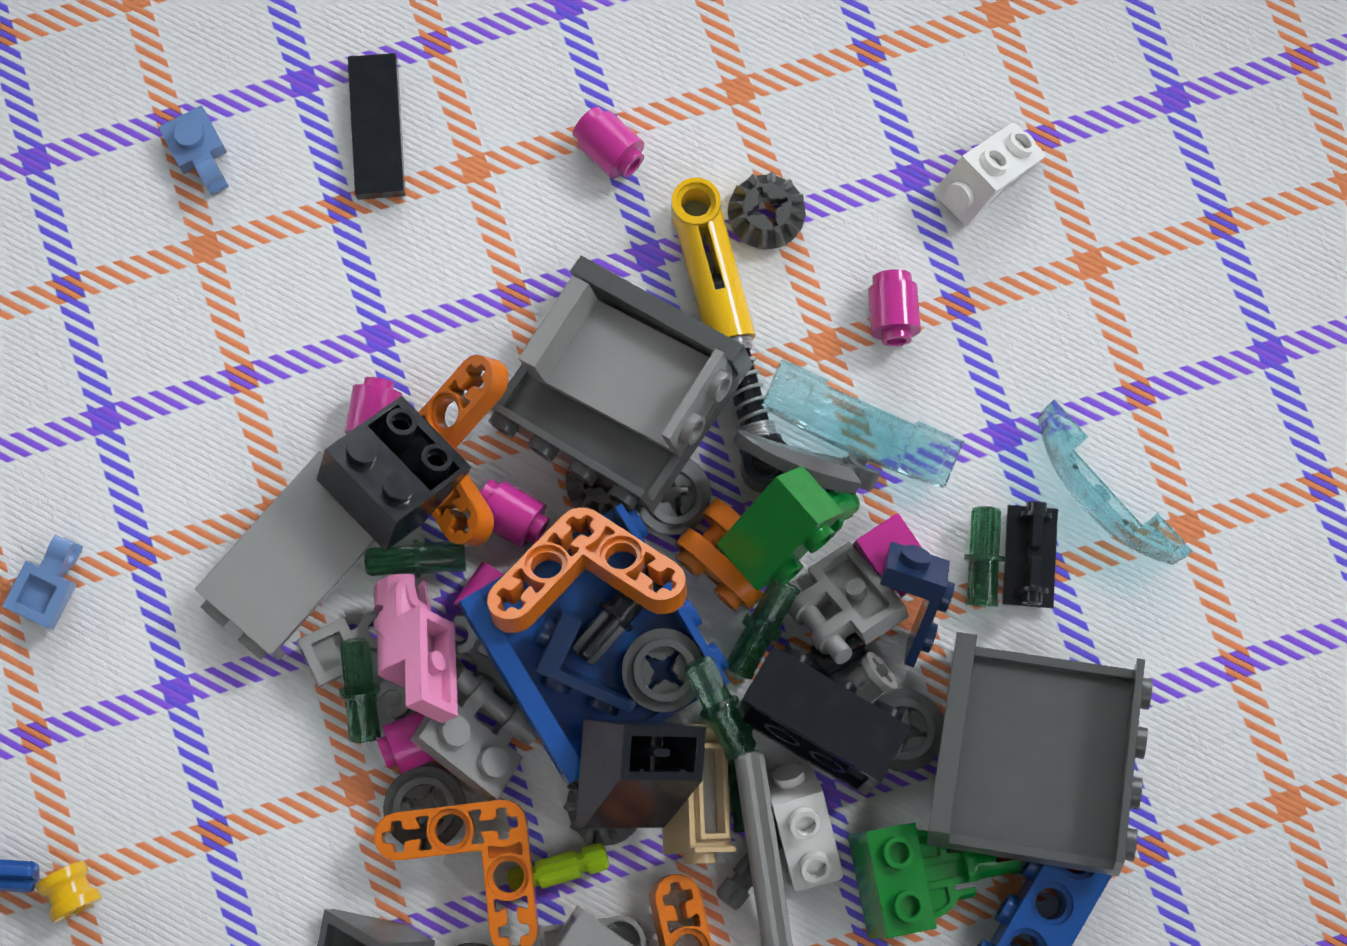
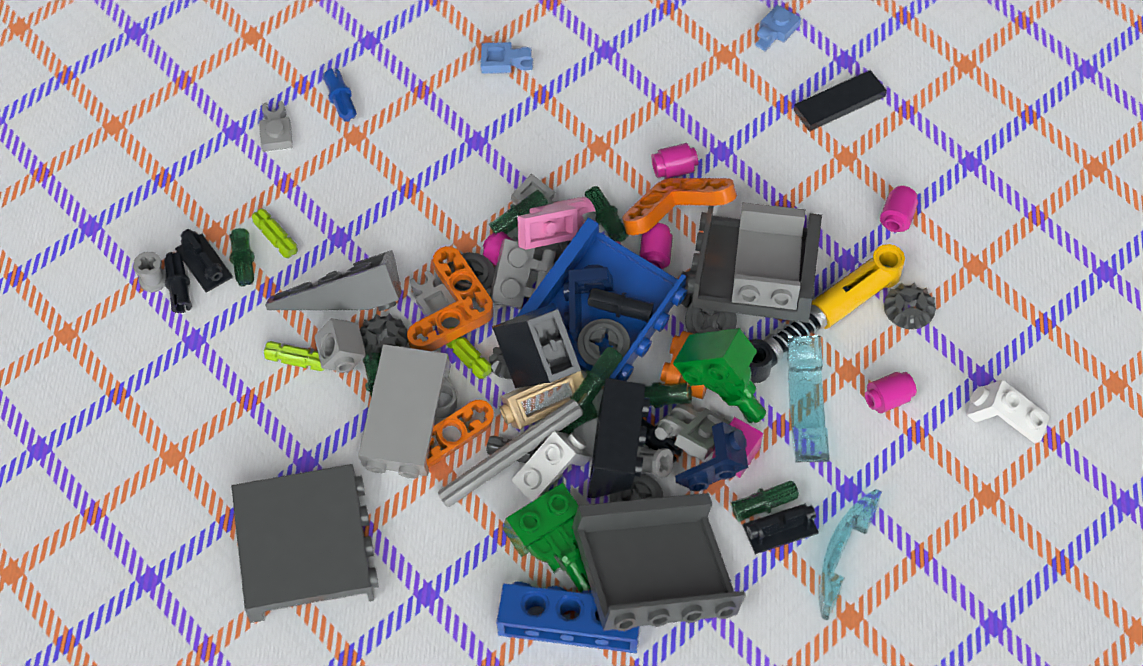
camera: 70 degrees right, 20 degrees down
(68, 891) = (347, 132): yellow wheel -> none
(284, 564) = (578, 154): light grey panel -> none
(391, 472) = (644, 169): black slope -> none
(451, 881) = (431, 297): none -> light grey plate
(588, 554) = (656, 268): orange beam -> none
(830, 472) = (764, 375): dark grey piece -> none

